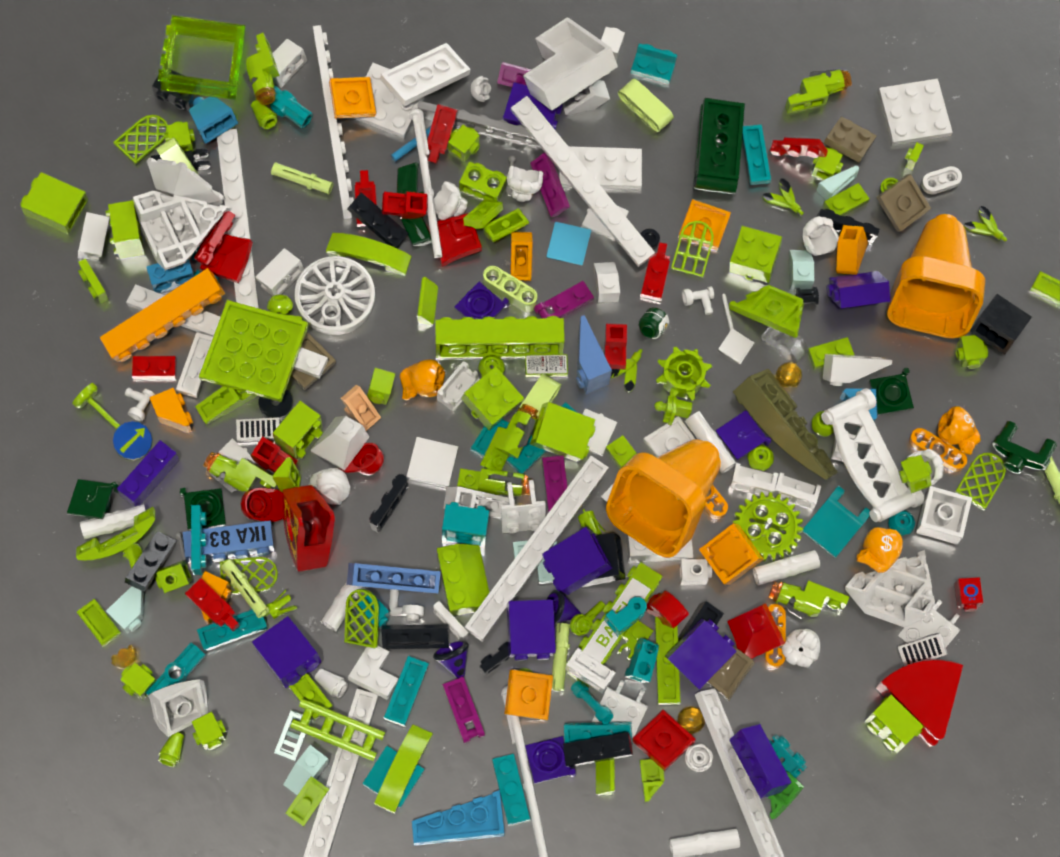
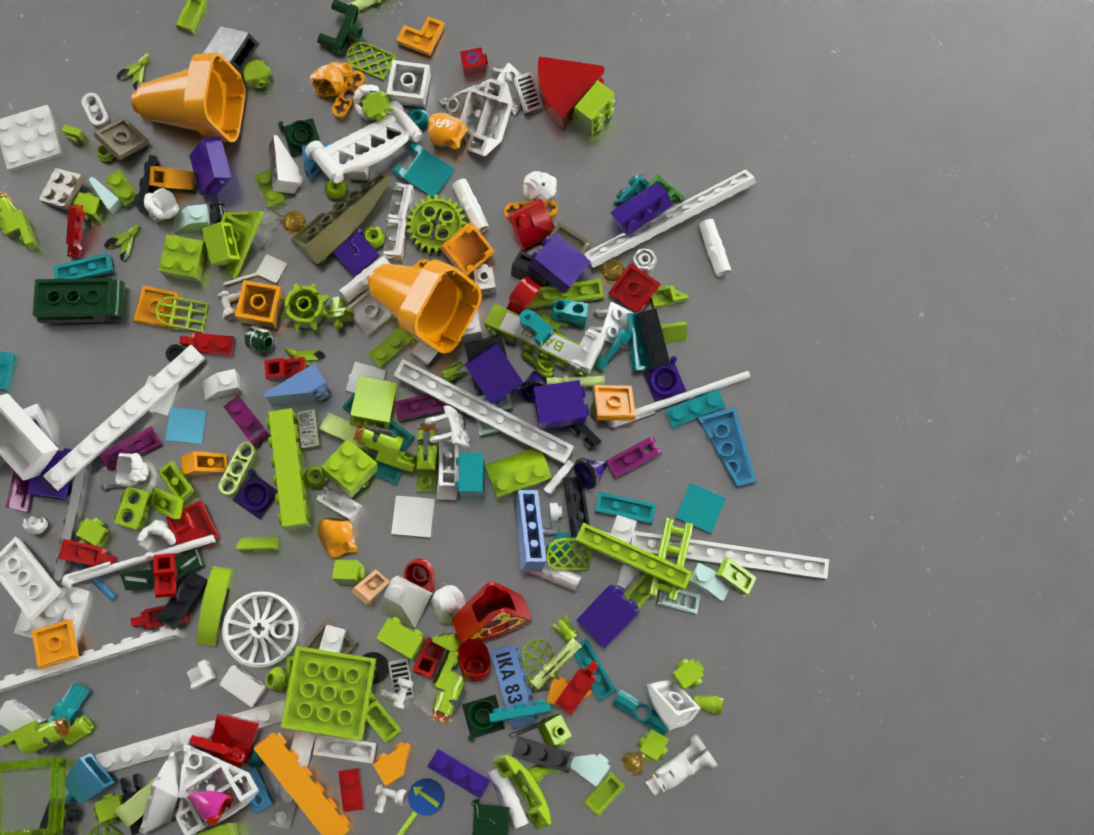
camera: 90 degrees left, 5 degrees up
(109, 706) = (680, 768): none -> white piece
(159, 223) = (210, 804): none -> dark pink hat
(238, 422) = (398, 699): none -> white piece
(298, 234) = (201, 675): none -> white panel
(302, 178) = (149, 659): yellowish green pin -> none
(345, 685) = (633, 556): none -> lime tile
(389, 503) = (456, 548): black hinge -> none
(402, 768) = (693, 498): lime slope -> none
(610, 166) = (105, 395): white plate -> none
(645, 105) = (40, 371): yellowish green beam -> none
(692, 326) = (259, 304): none -> light orange brick
(765, 292) = (220, 243): none -> lime brick
(806, 601) = (497, 188): lime plate -> none
(1000, 540) = (423, 40): none -> light orange plate

